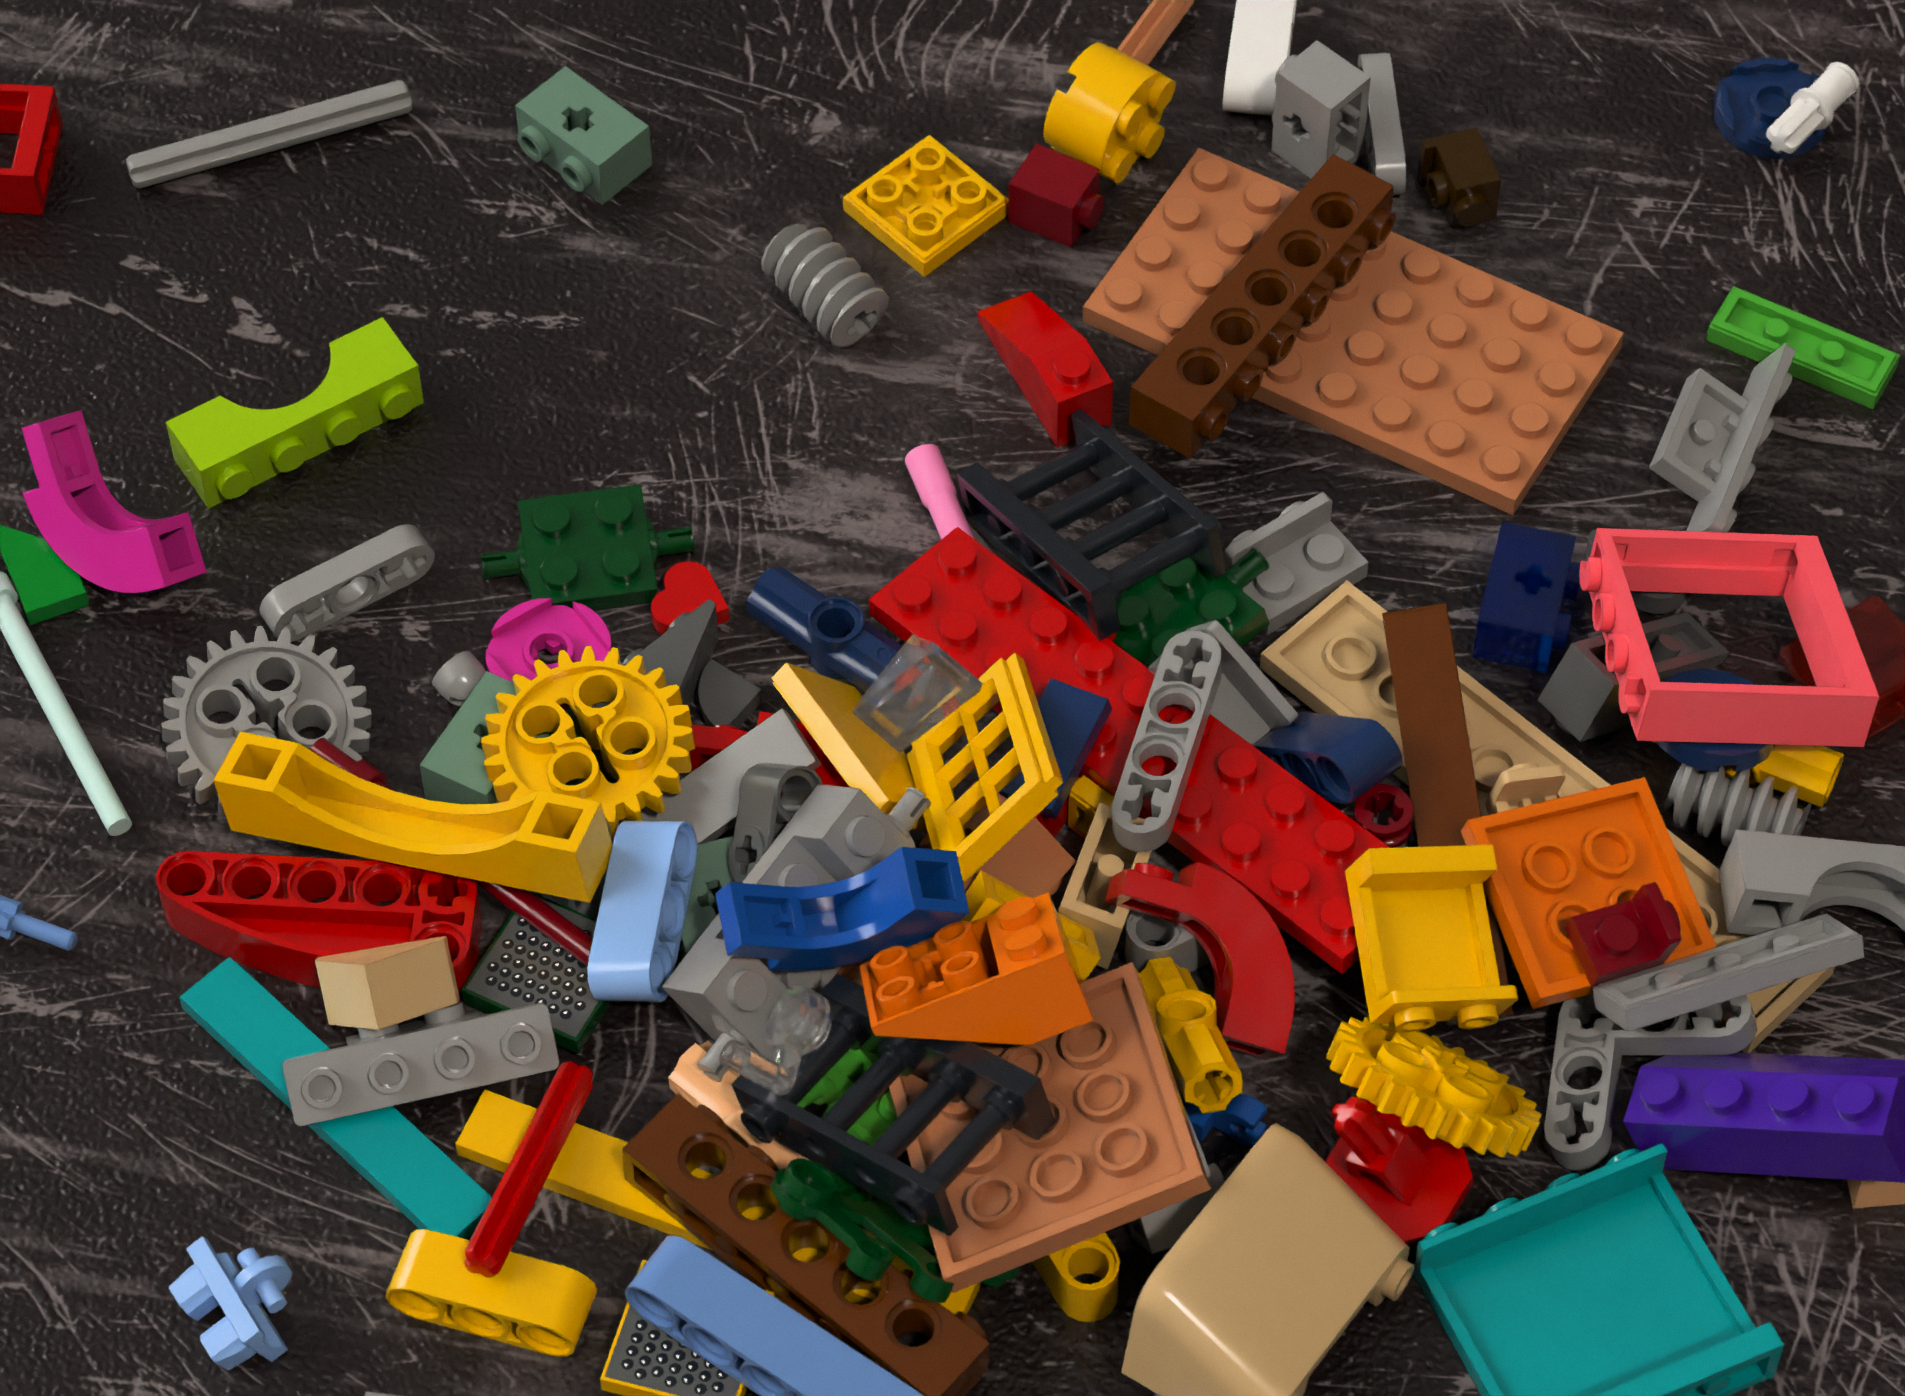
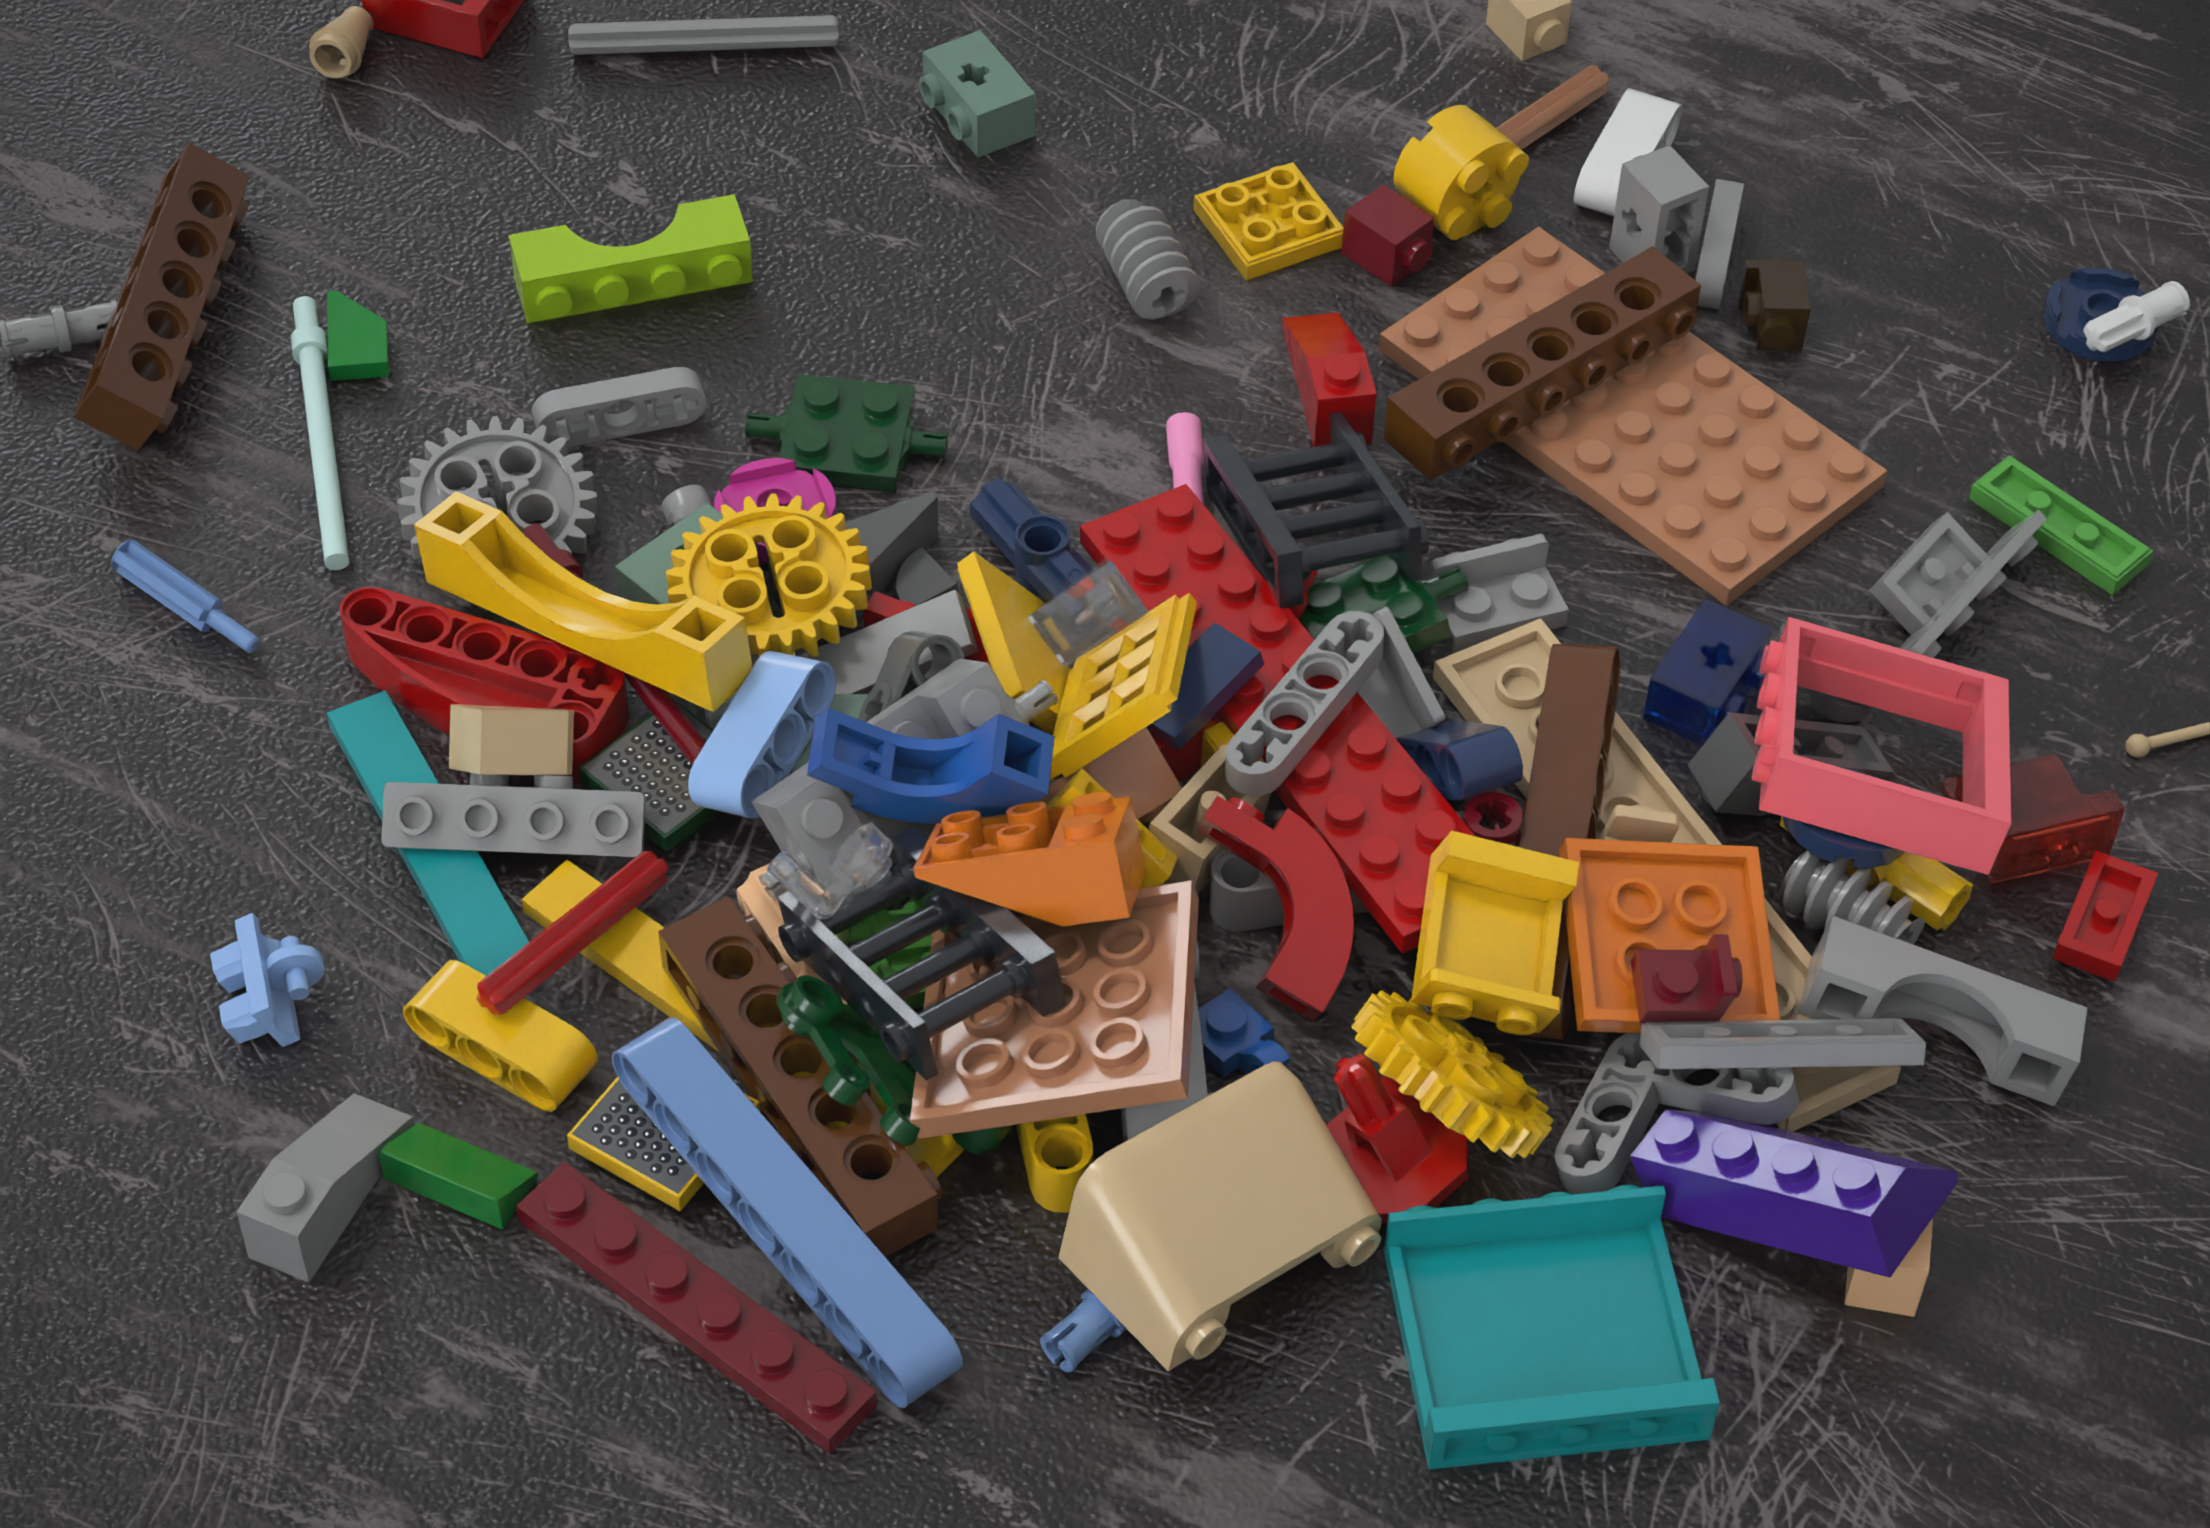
camera: 15 degrees right, 5 degrees down
(91, 526) = (407, 298): dark pink arch -> none
(685, 589) = (920, 479): red tile -> none
(1190, 1036) = (1232, 970): yellow piece -> none

